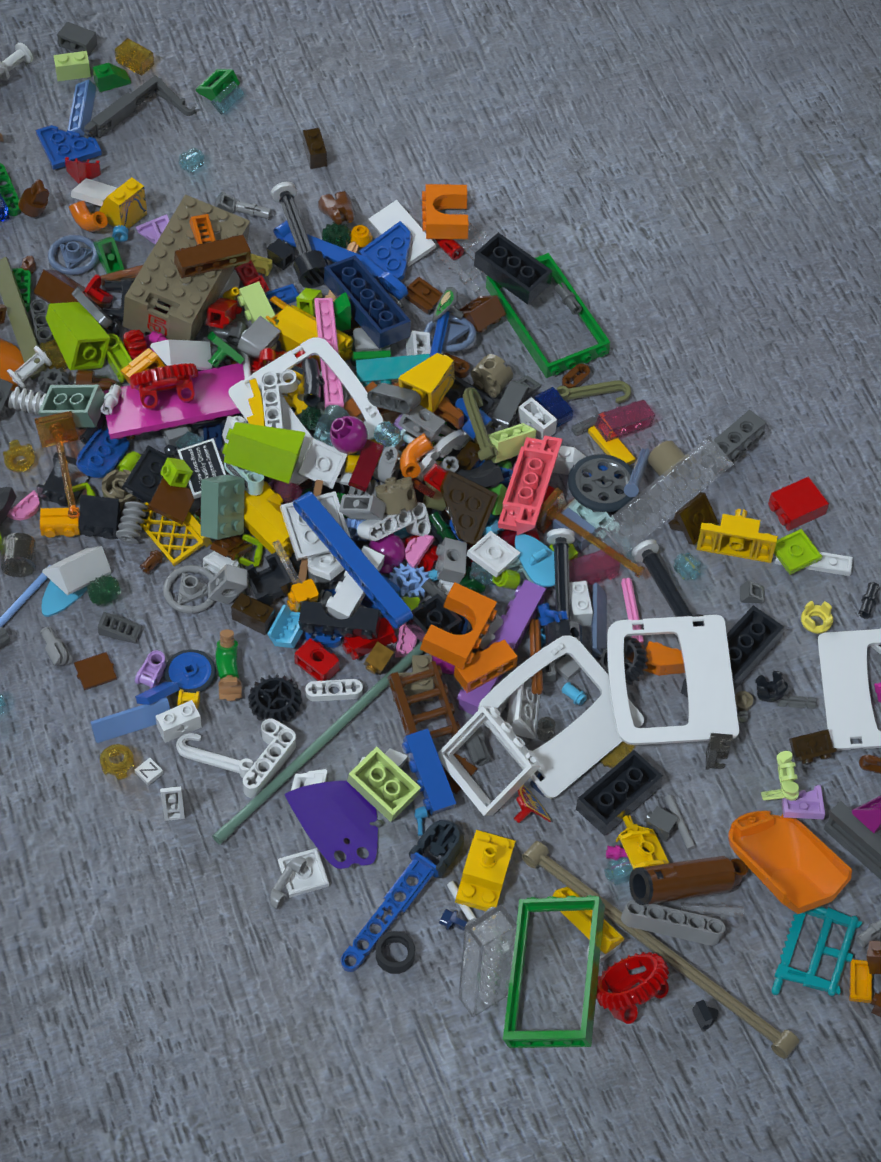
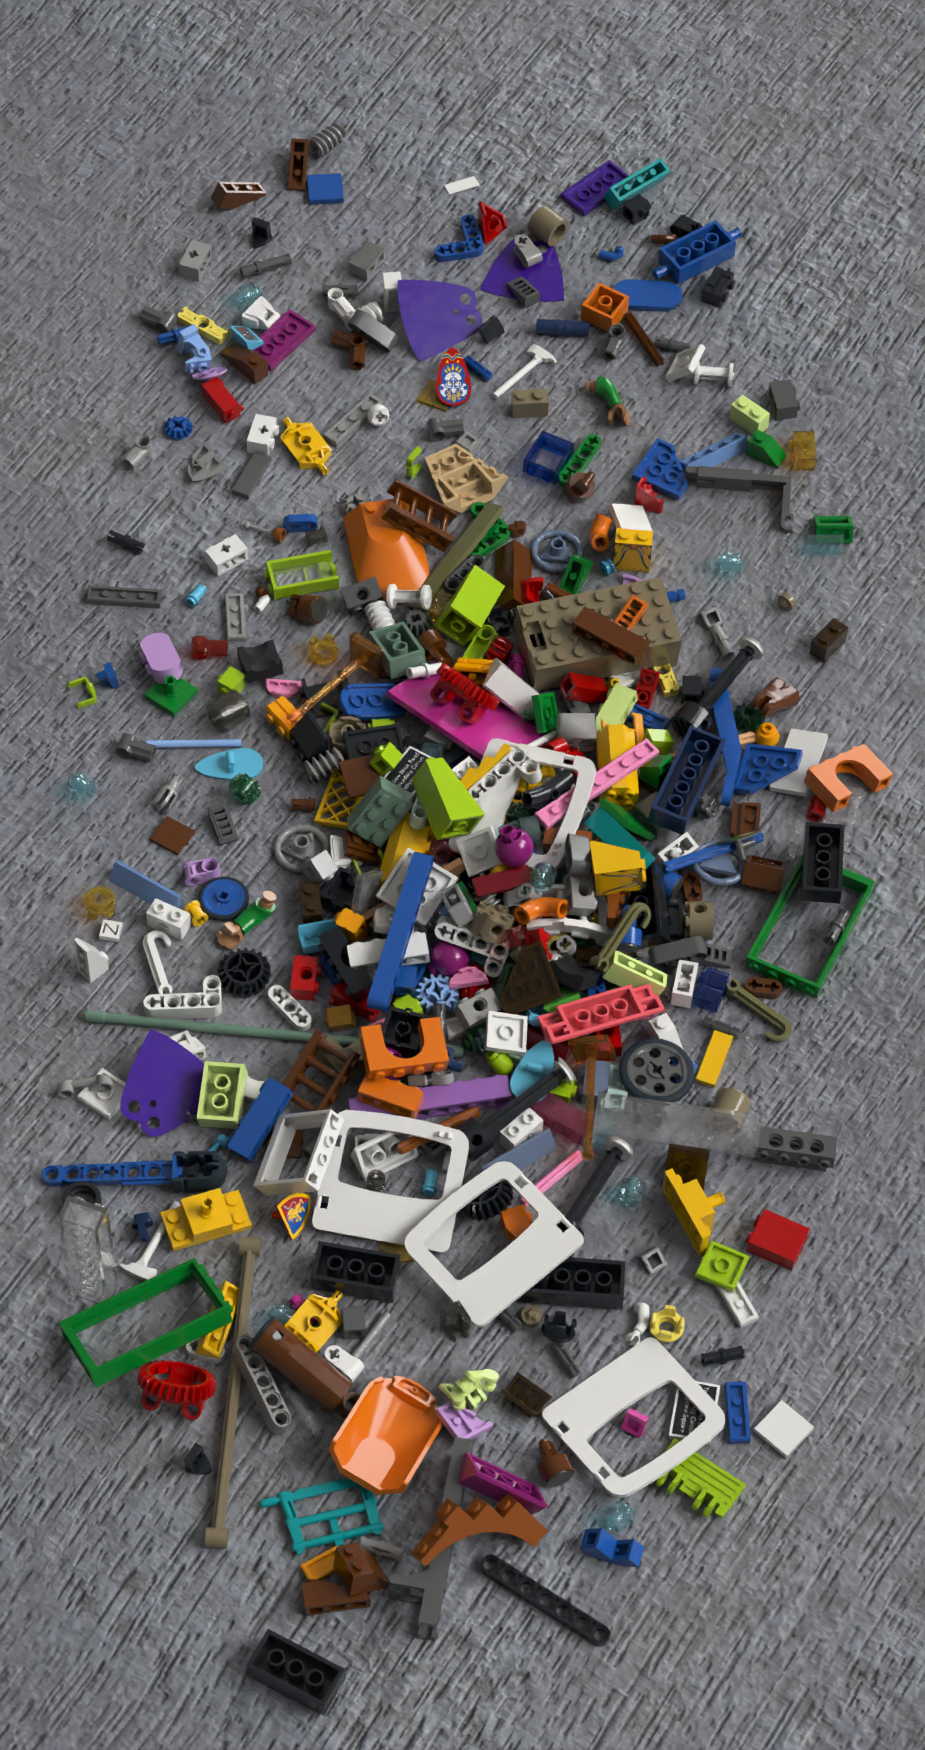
camera: 55 degrees right, 0 degrees up
(78, 569) = (248, 758): white slope -> none
(92, 308) = (504, 597): dark grey beam -> none
(157, 693) = (181, 887): blue tile -> none
(256, 150) = (787, 601): none -> dark tan tile
(548, 616) = (490, 1109): blue brick -> none
(624, 420) = (745, 1050): clear pink brick -> none
(632, 488) = (685, 1090): sand blue axle -> none
(692, 851) = (344, 1362): none -> white piece
(803, 632) = (643, 1312): none -> white arm

